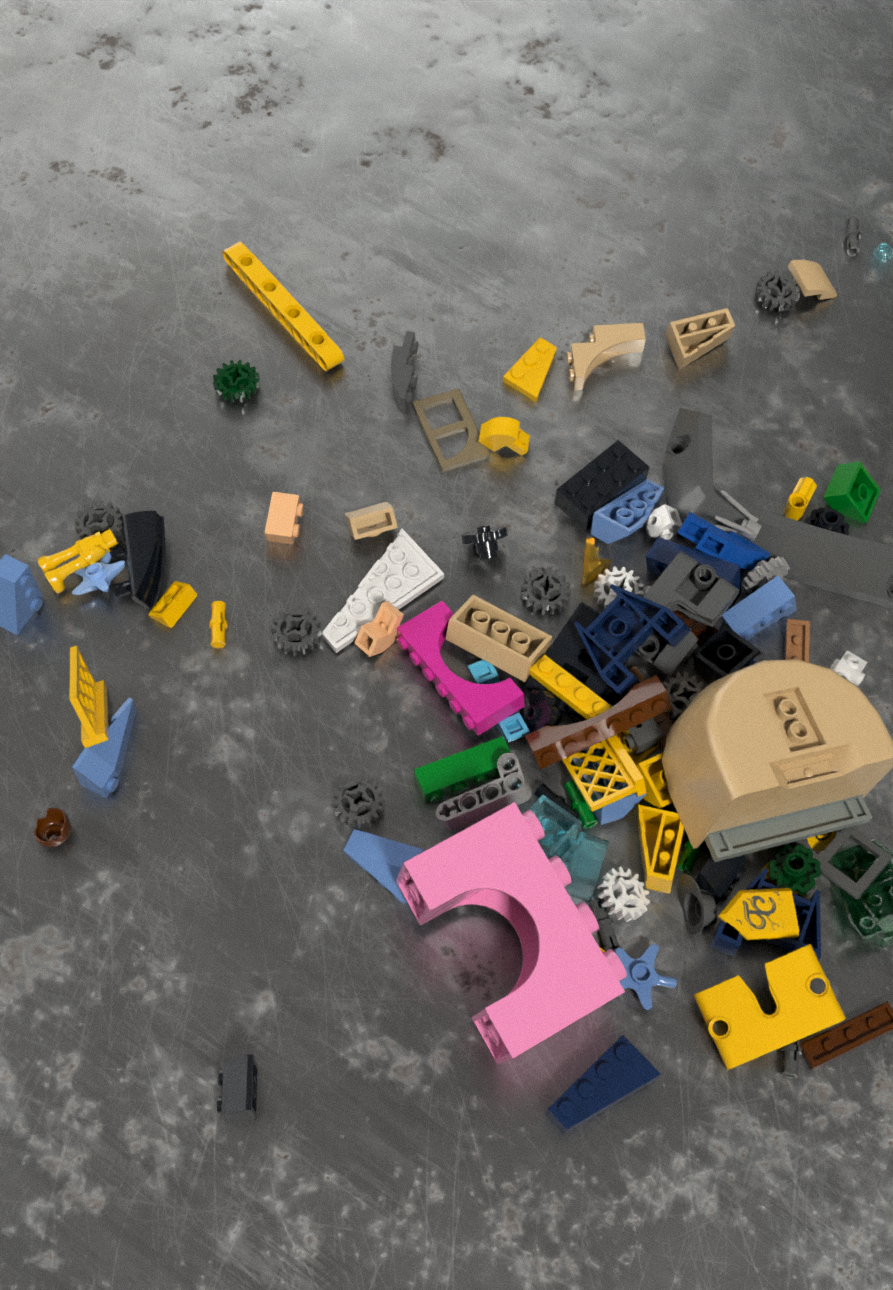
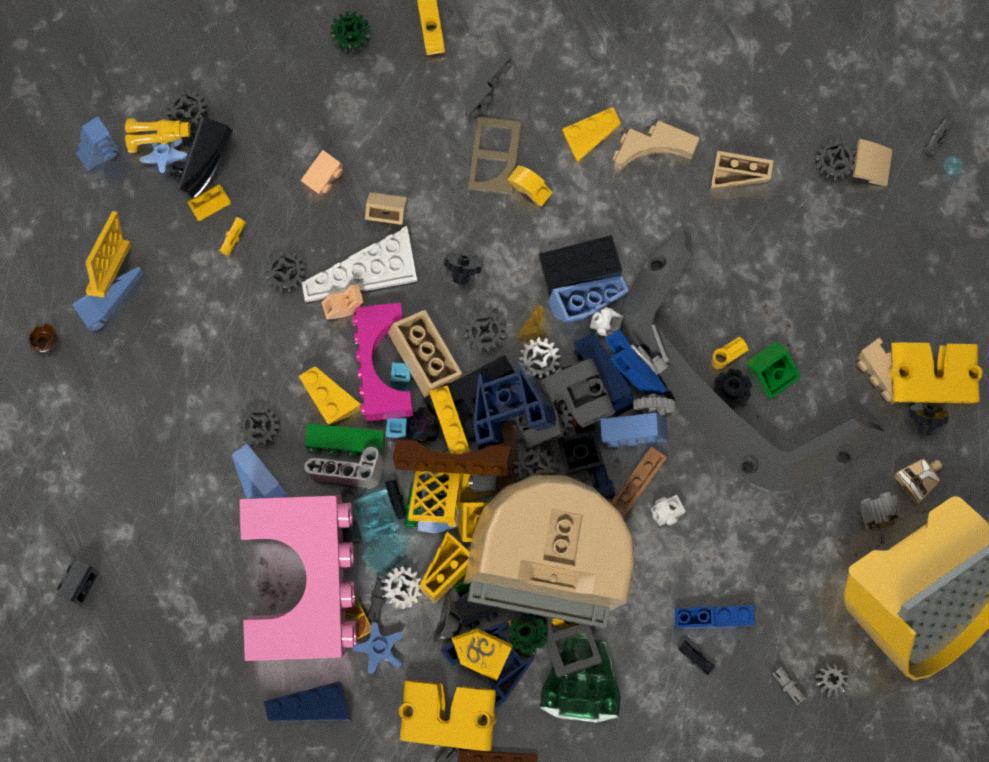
camera: 35 degrees right, 15 degrees up
(418, 732) = (328, 397): none -> yellow wedge

